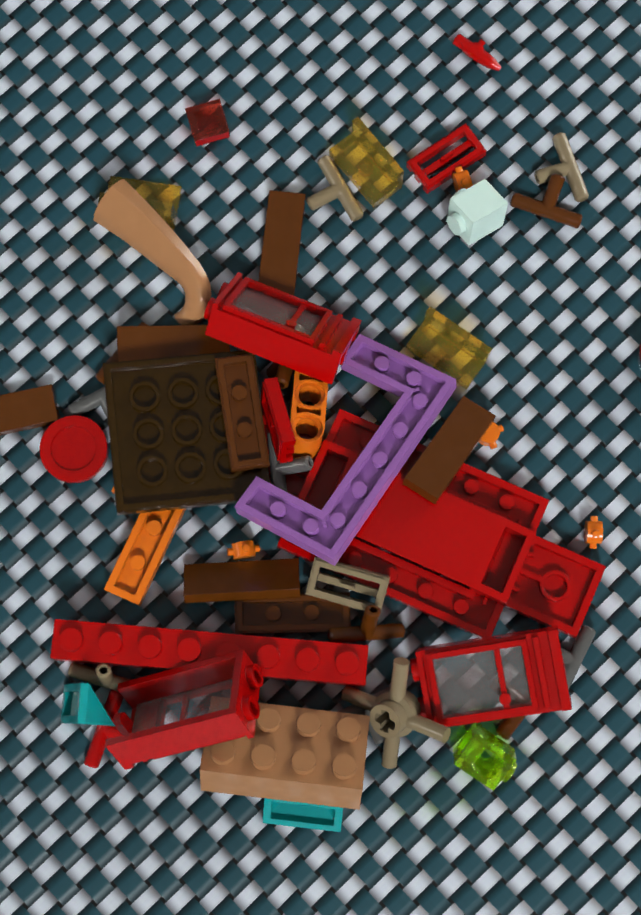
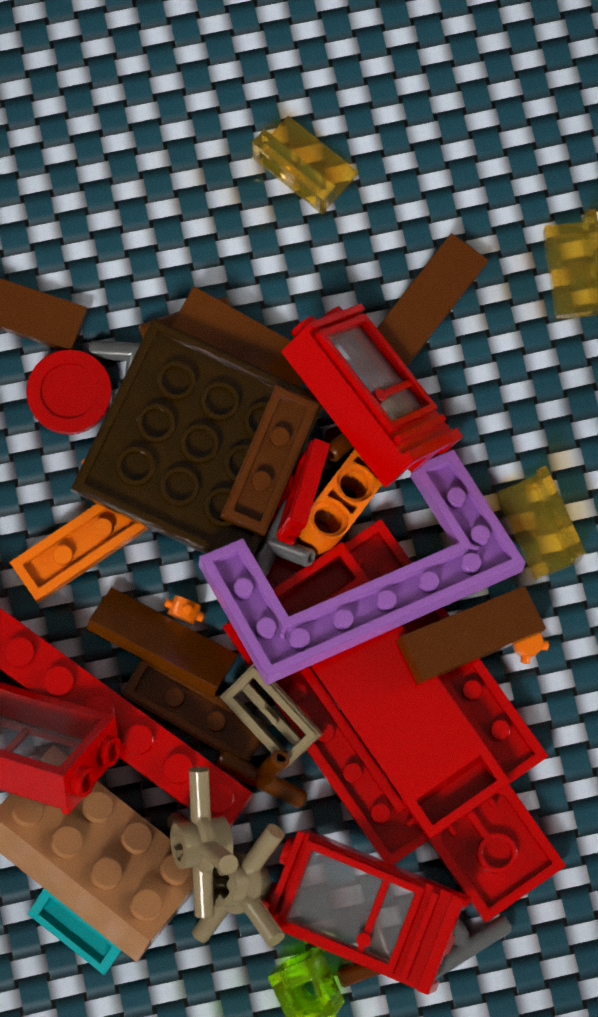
camera: 25 degrees right, 0 degrees up
(139, 225) = (285, 192): medium nougat animal -> none
(207, 122) = (429, 118): clear red plate -> none
(337, 189) = (527, 275): dark tan piece -> none
(356, 700) = (201, 842): none -> dark tan bar
(593, 532) = (577, 820): orange piece -> none

